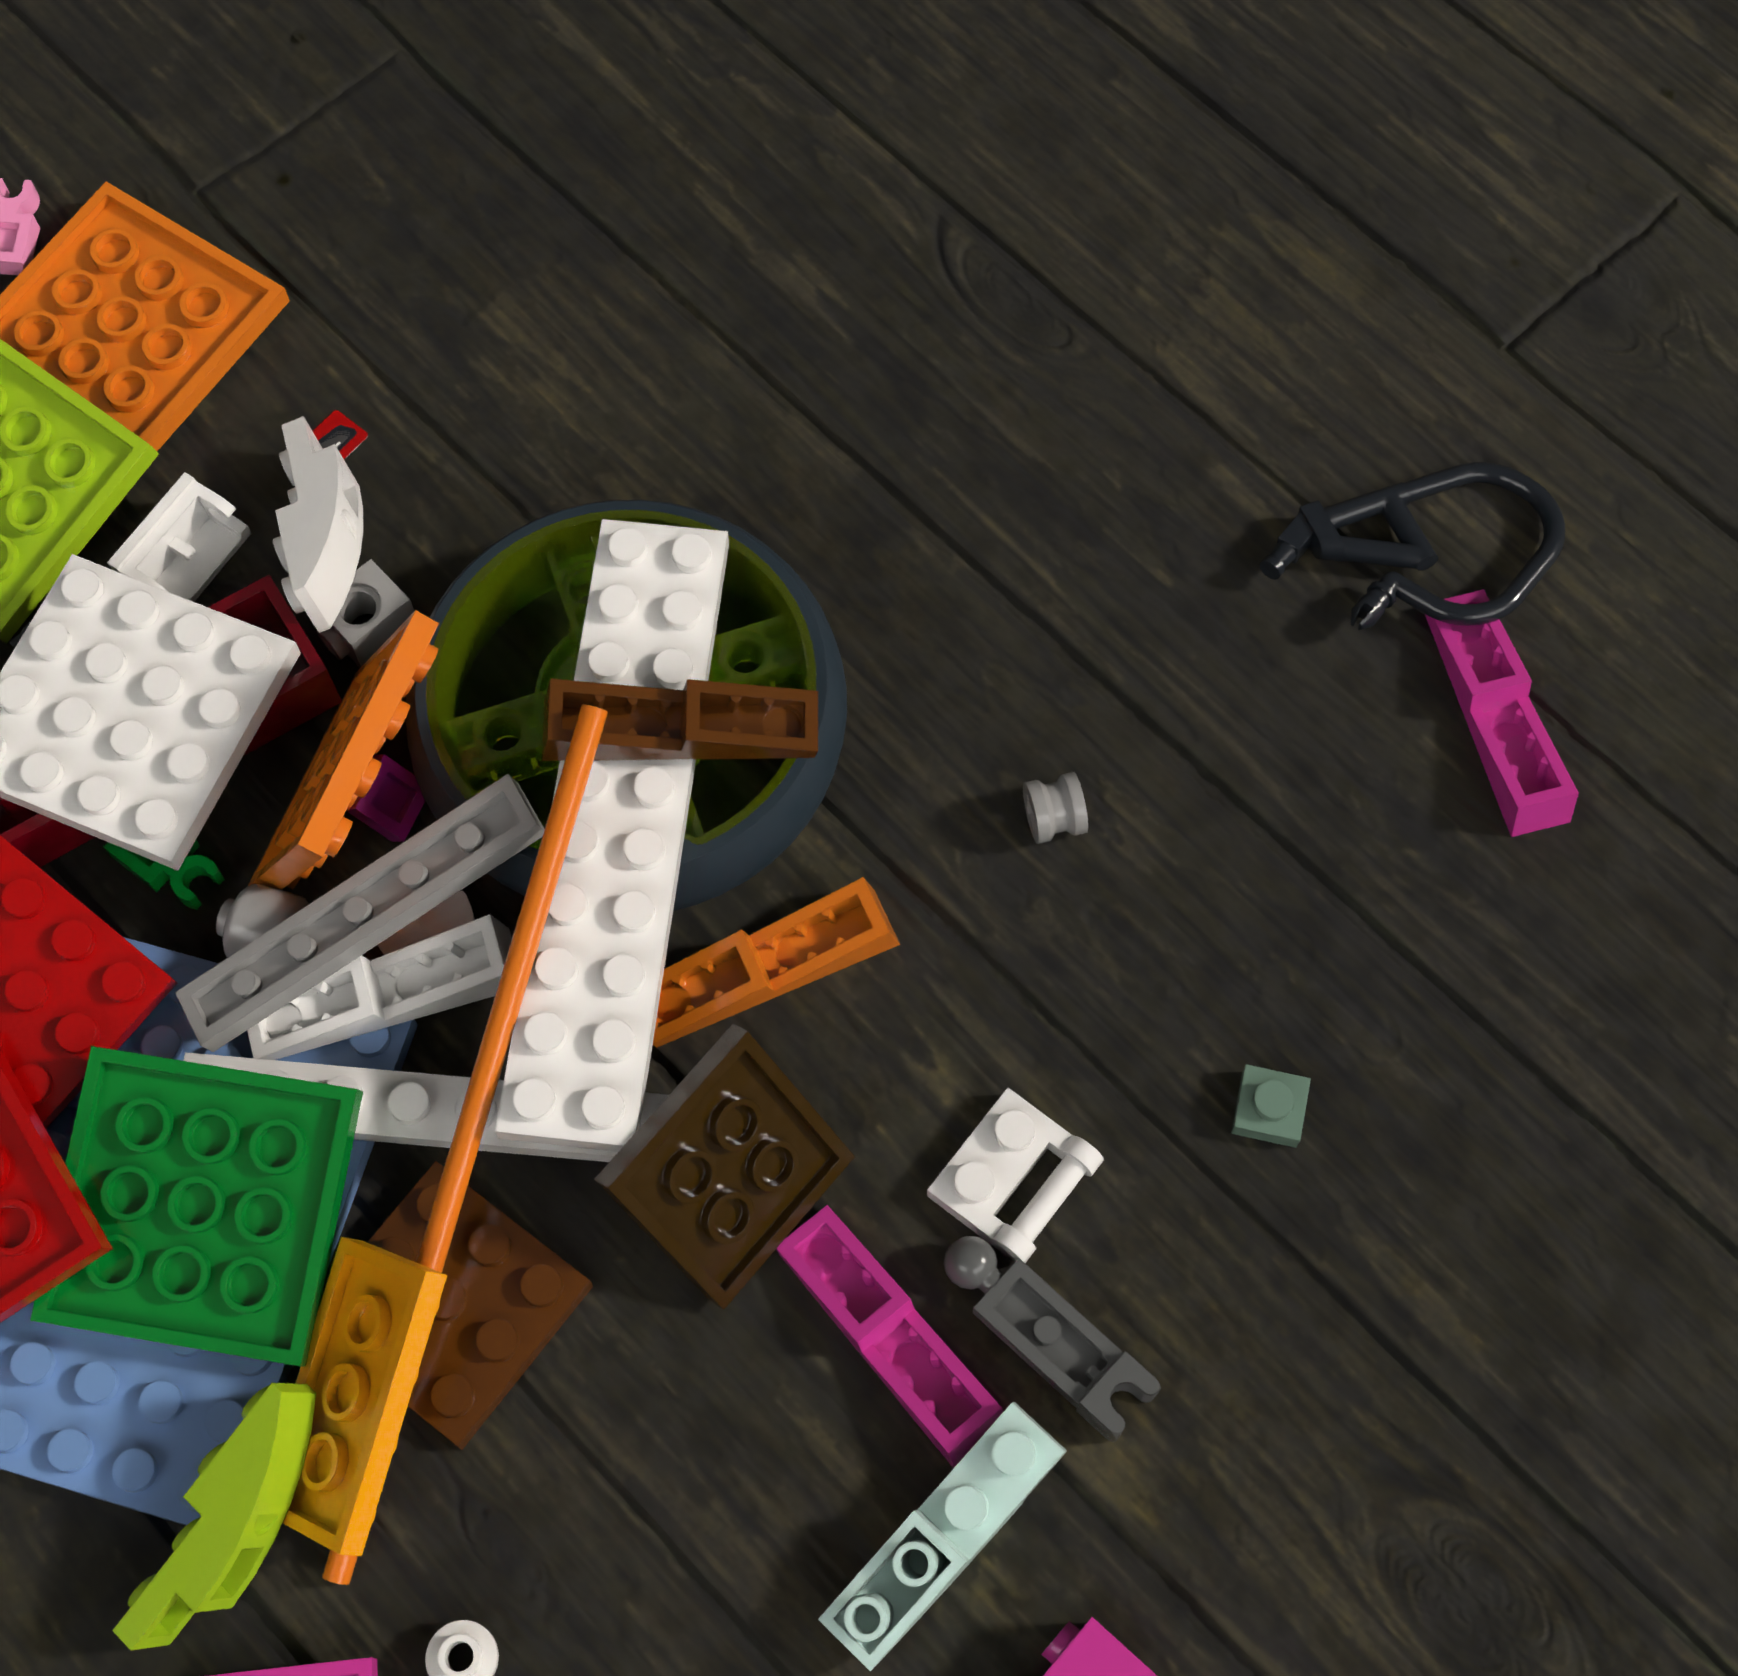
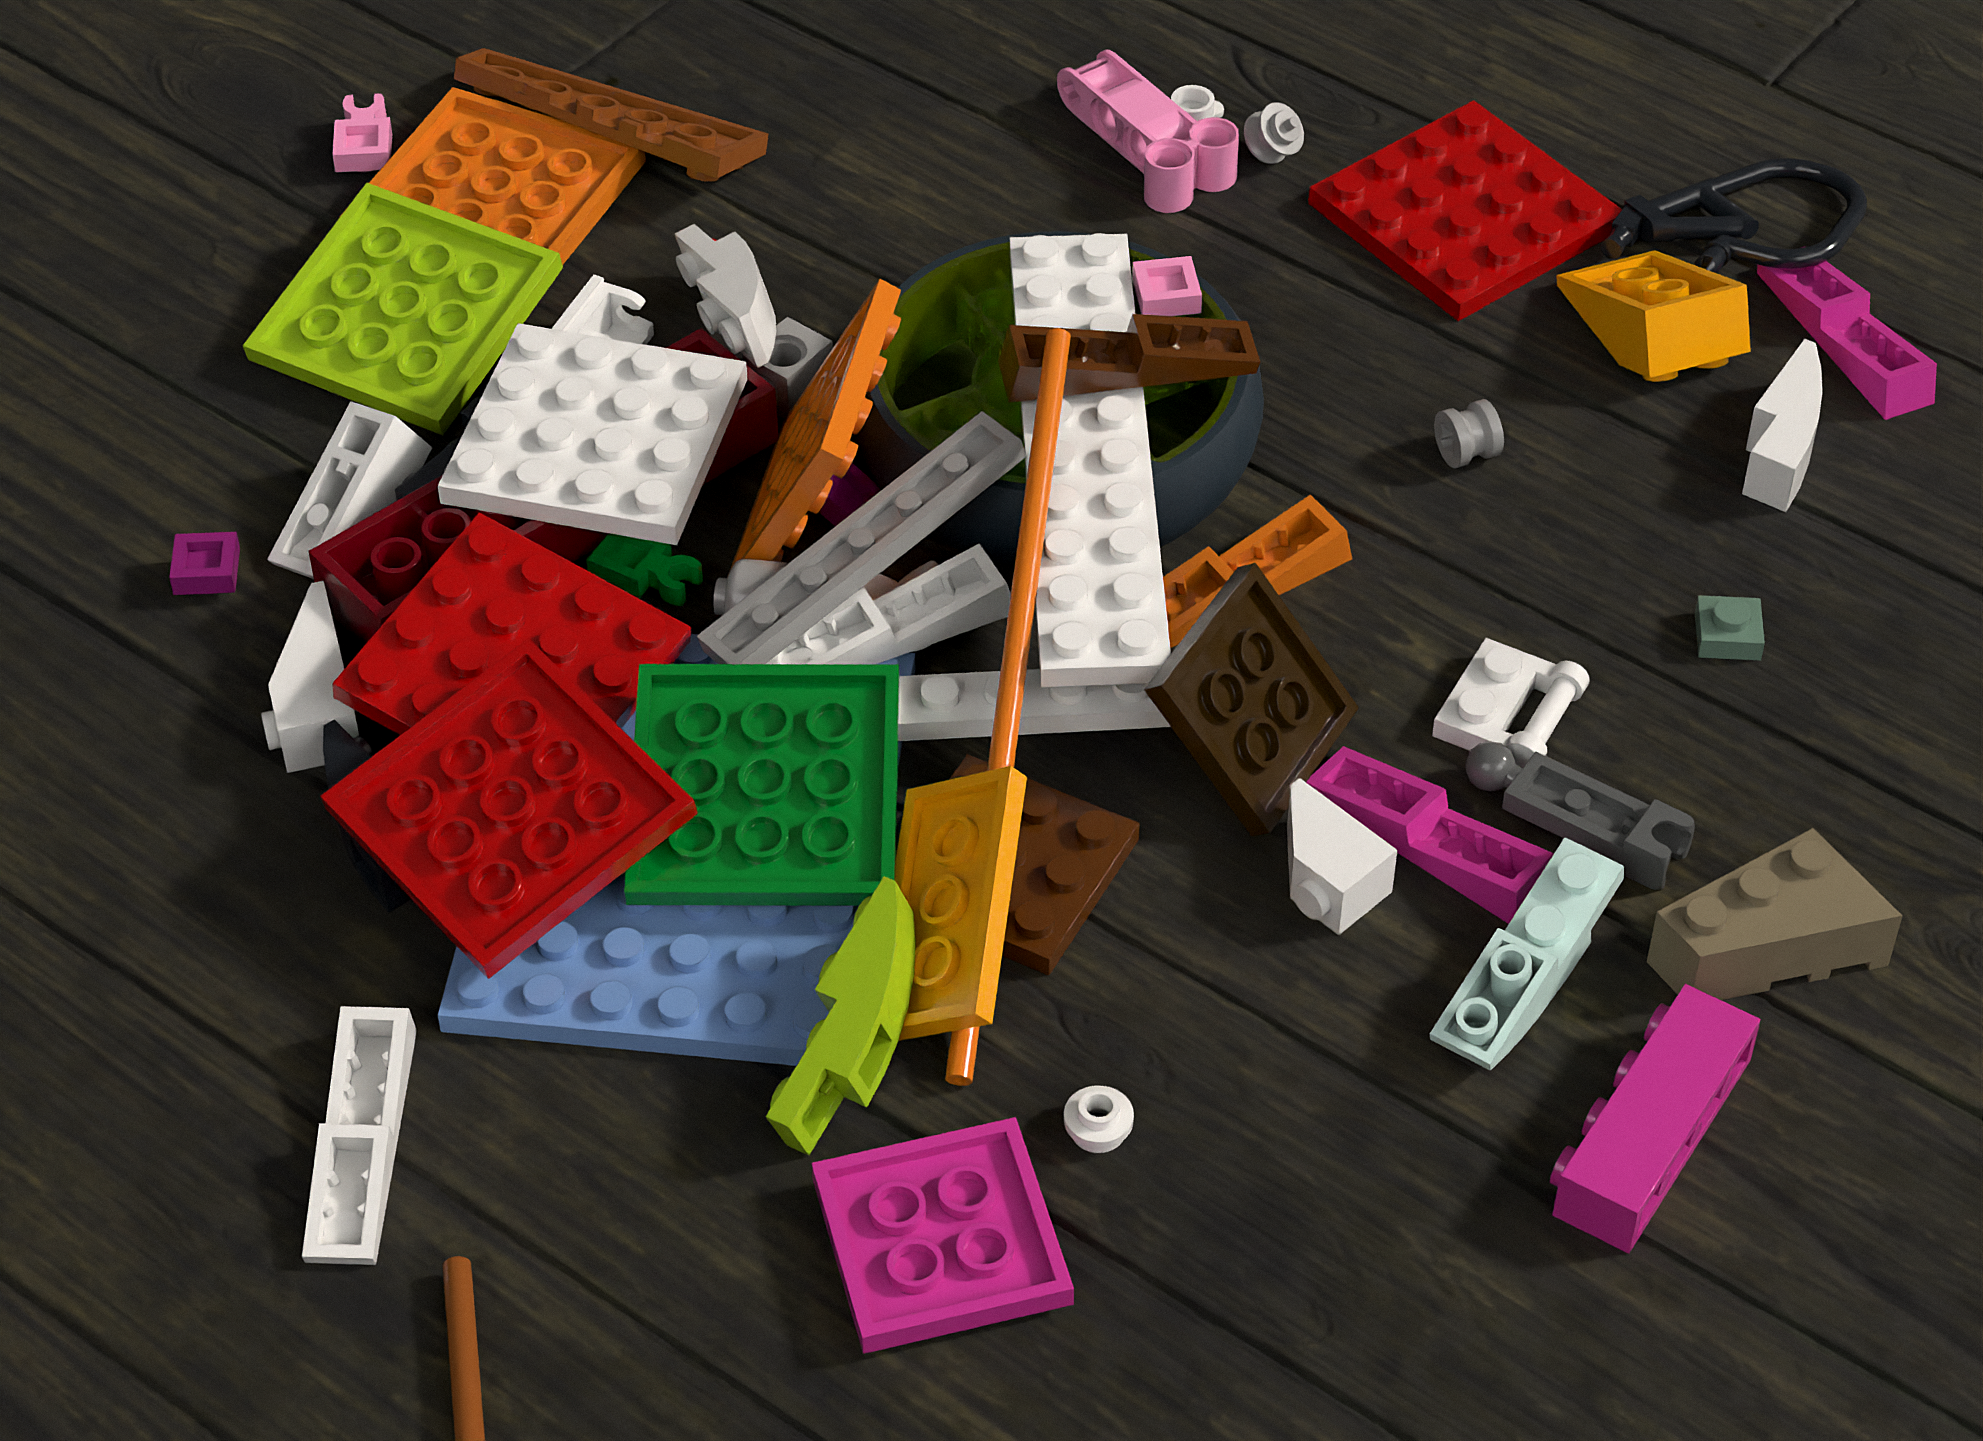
camera: 10 degrees left, 20 degrees down
(292, 260) = (679, 135): none -> dark orange wing
(752, 612) = (1167, 286): none -> bright pink plate
(771, 1368) = (1334, 860): none -> white slope
(820, 339) = (1152, 131): none -> bright pink piece
(871, 297) = (1197, 102): none -> white plate
(947, 359) = (1273, 133): none -> light grey wheel
(1132, 485) = (1465, 209): none -> red plate
(1212, 1531) = (1774, 921): none -> dark tan wedge
(1298, 666) = (1661, 313): none -> light orange slope
(1396, 851) = (1785, 430): none -> white slope

